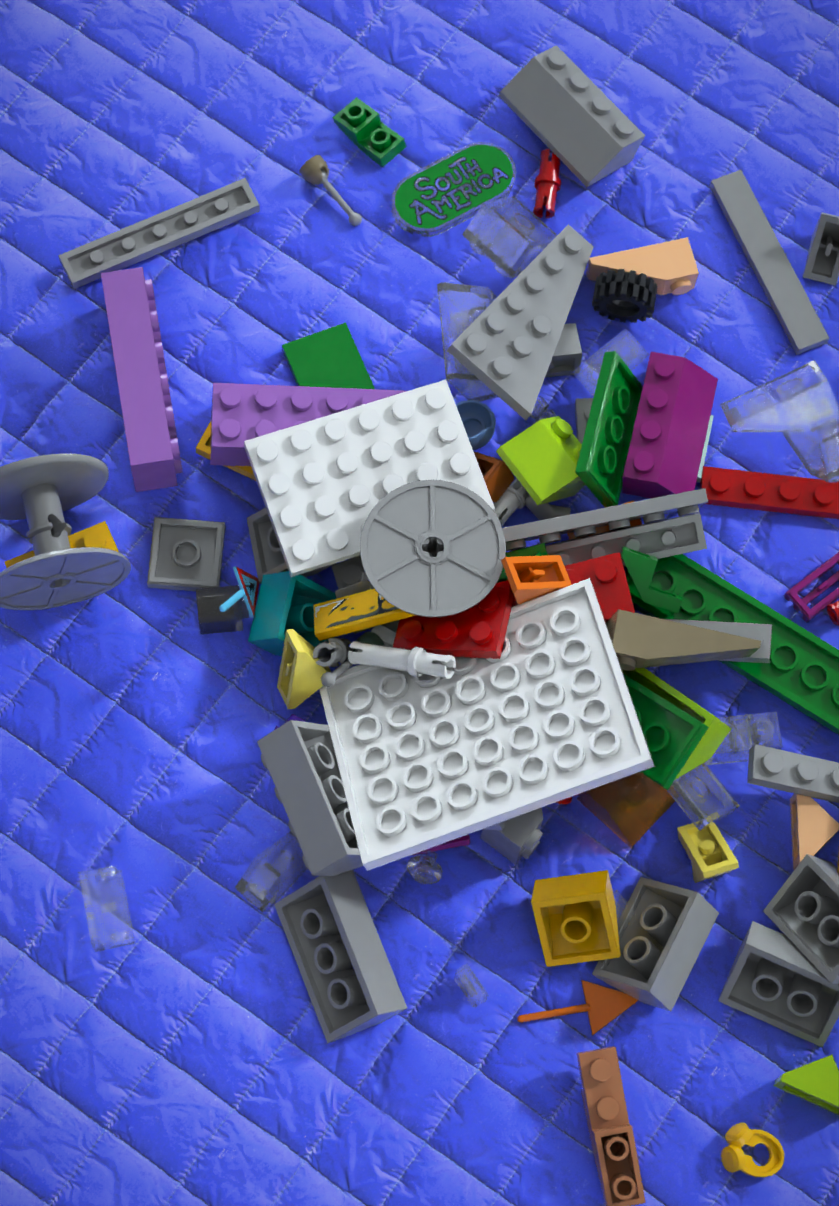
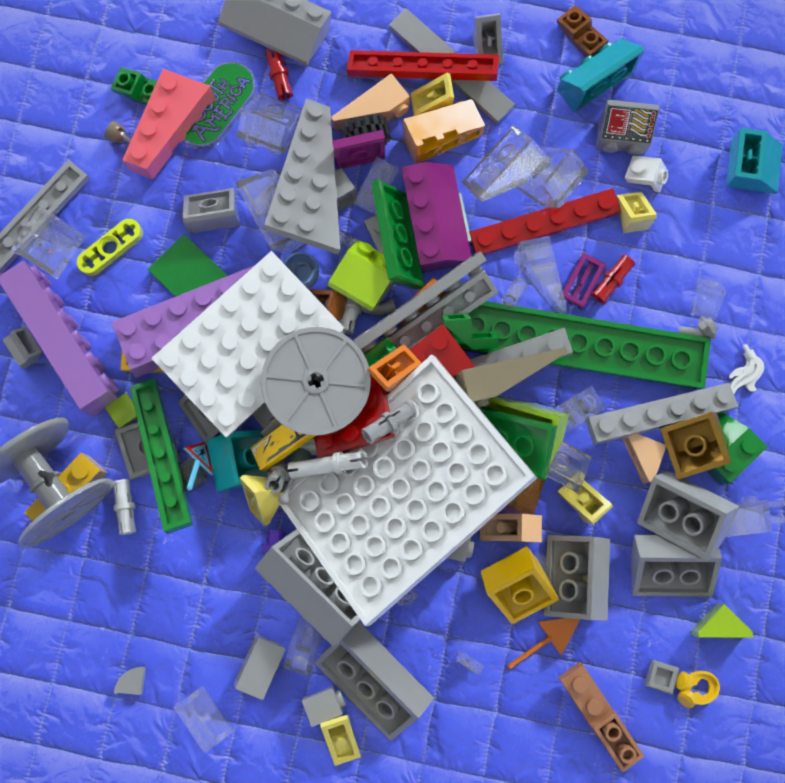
camera: 20 degrees left, 10 degrees up
(38, 825) = (131, 681): none -> light grey tile
(89, 372) = (22, 347): none -> light grey piece
(125, 612) = (124, 507): none -> white pin
(176, 499) = (122, 410): none -> lime tile
(179, 260) = (47, 242): none -> clear slope
(200, 566) = (161, 456): none -> green plate
(205, 875) = (259, 666): none -> light grey hinge
(254, 288) = (120, 230): none -> neon yellow beam
(264, 957) = (324, 705): none -> light grey brick
(266, 1005) = (340, 740): none -> light yellow slope
(389, 176) = (169, 114): none -> coral wedge
(390, 310) = (210, 211): none -> light grey slope
(500, 632) = (389, 422): none -> light grey pin
(598, 845) = (513, 528): none -> light nougat slope
(607, 309) = (359, 149): none -> magenta tile
(712, 1118) = (661, 676): none -> light grey tile
(722, 330) = (441, 130): none -> light orange wedge
(728, 288) = (433, 95): none -> light yellow slope
(728, 562) = (514, 292): none -> clear piece
(732, 244) = (423, 65): none -> red plate
(773, 548) = (540, 269): none -> clear slope

